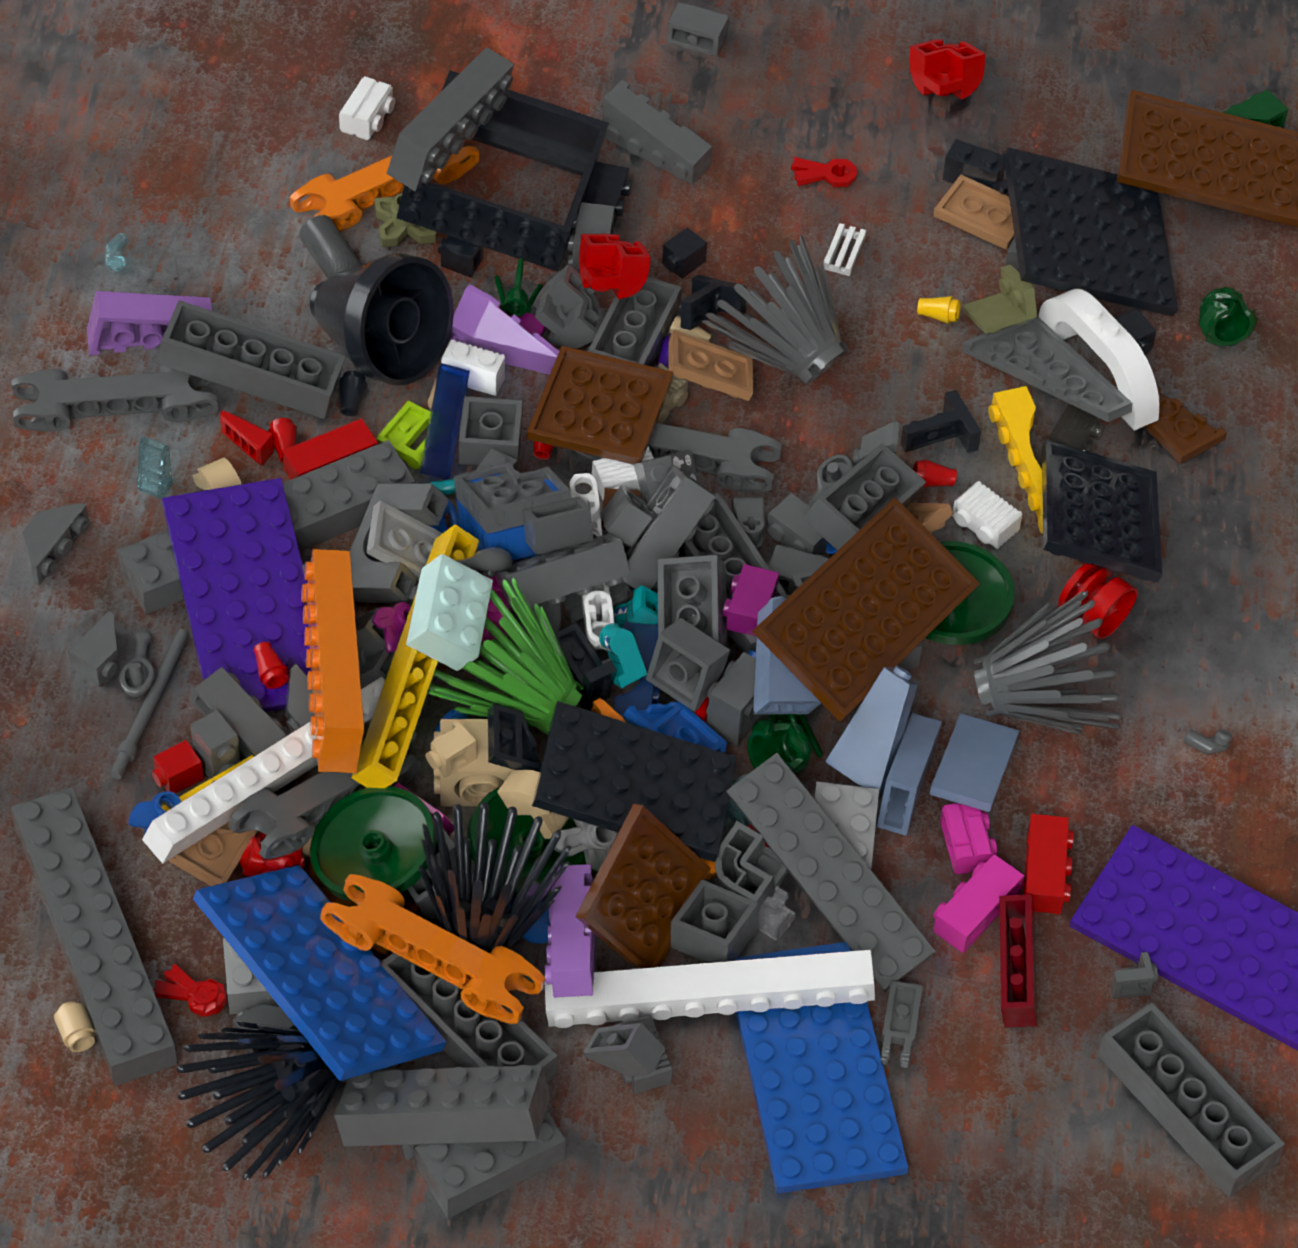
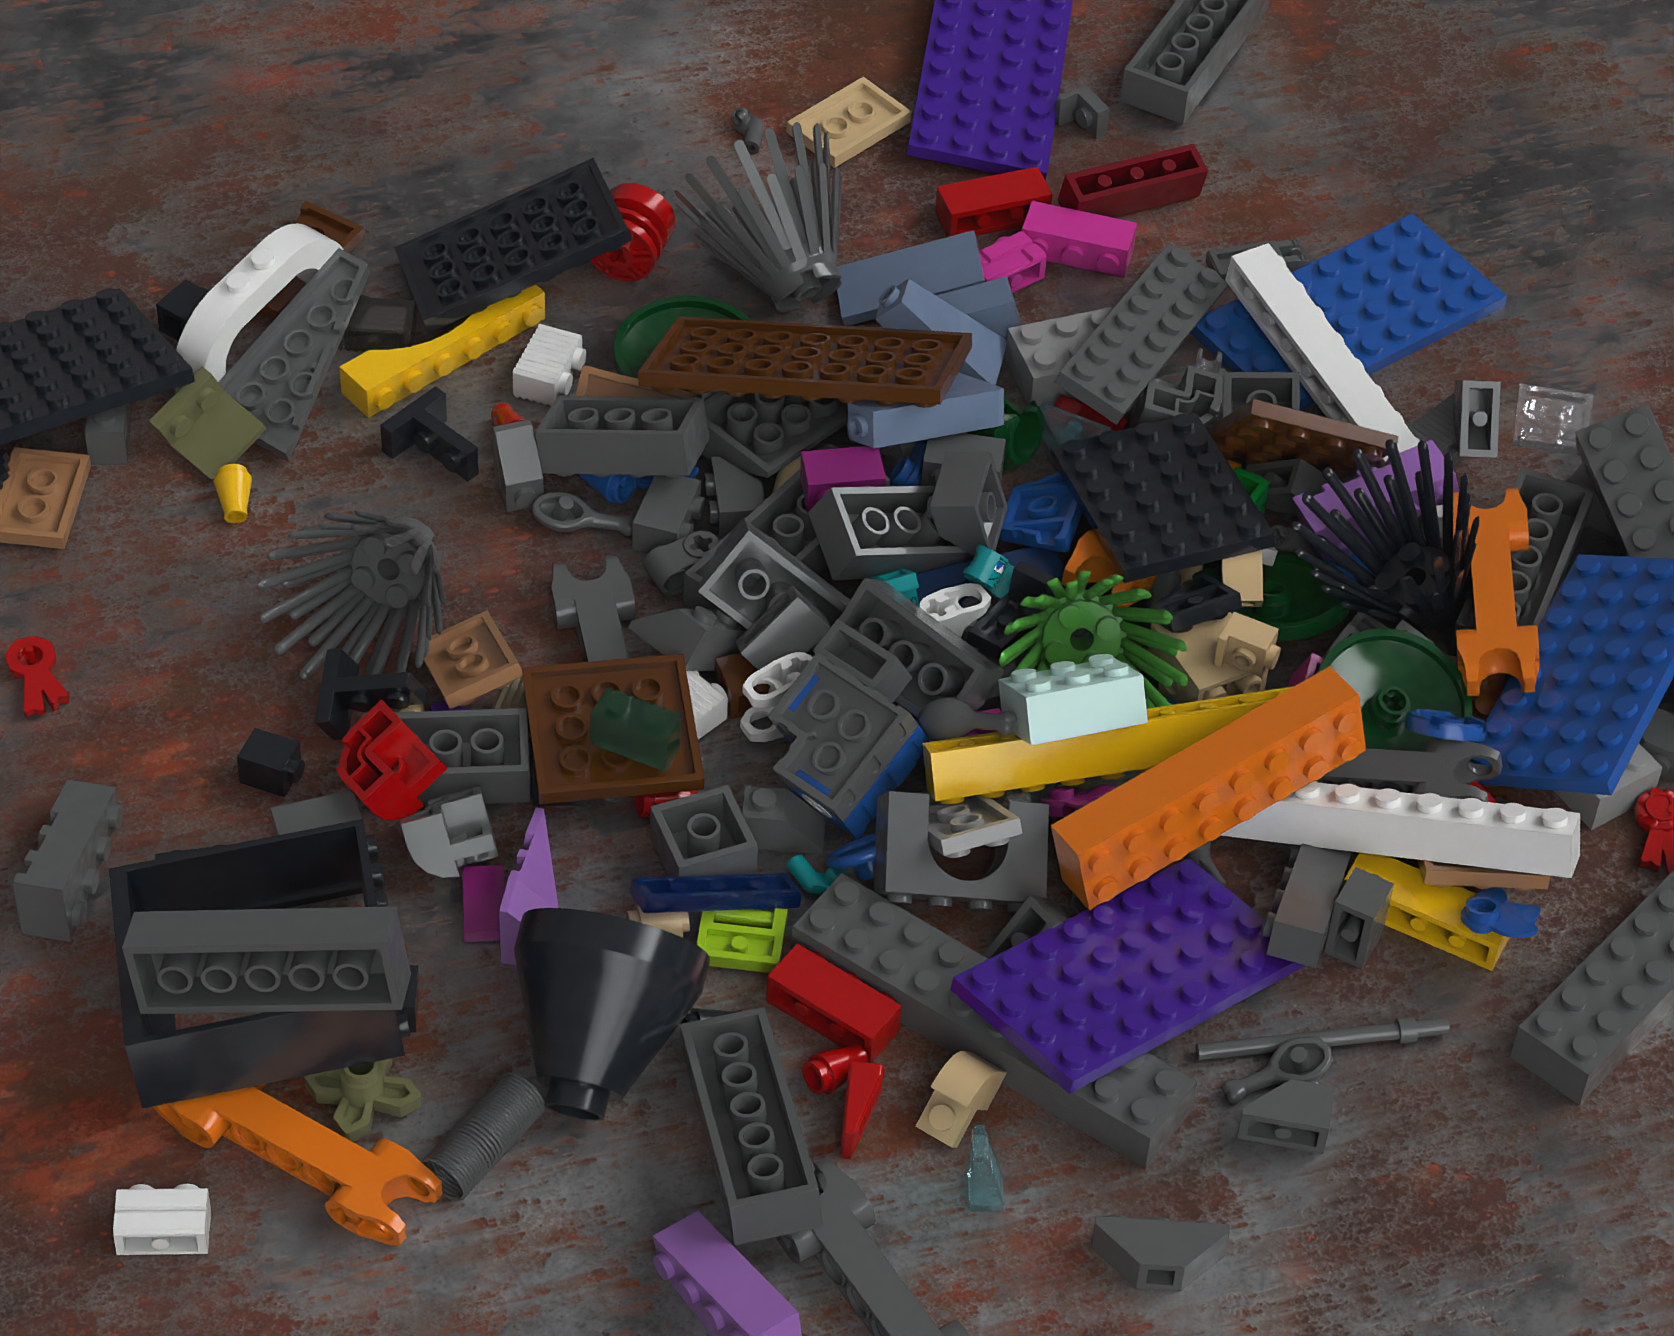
camera: 115 degrees left, 5 degrees down
(177, 768) = (1399, 961): red brick -> none
(271, 668) = (1221, 898): red cone -> none
(297, 699) = (1239, 861): dark grey slope -> none
(319, 844) = (1446, 725): none -> blue tile
(485, 366) = (599, 885): white brick -> none
(516, 300) = (460, 894): dark green plant -> none
(574, 395) = (635, 729): none -> clear green brick
(621, 1143) = (1549, 418): none -> clear plate
(849, 234) = (170, 611): white tile -> none
(1189, 809) = (854, 118): none -> tan plate
(1226, 317) = (122, 233): dark green helmet -> none

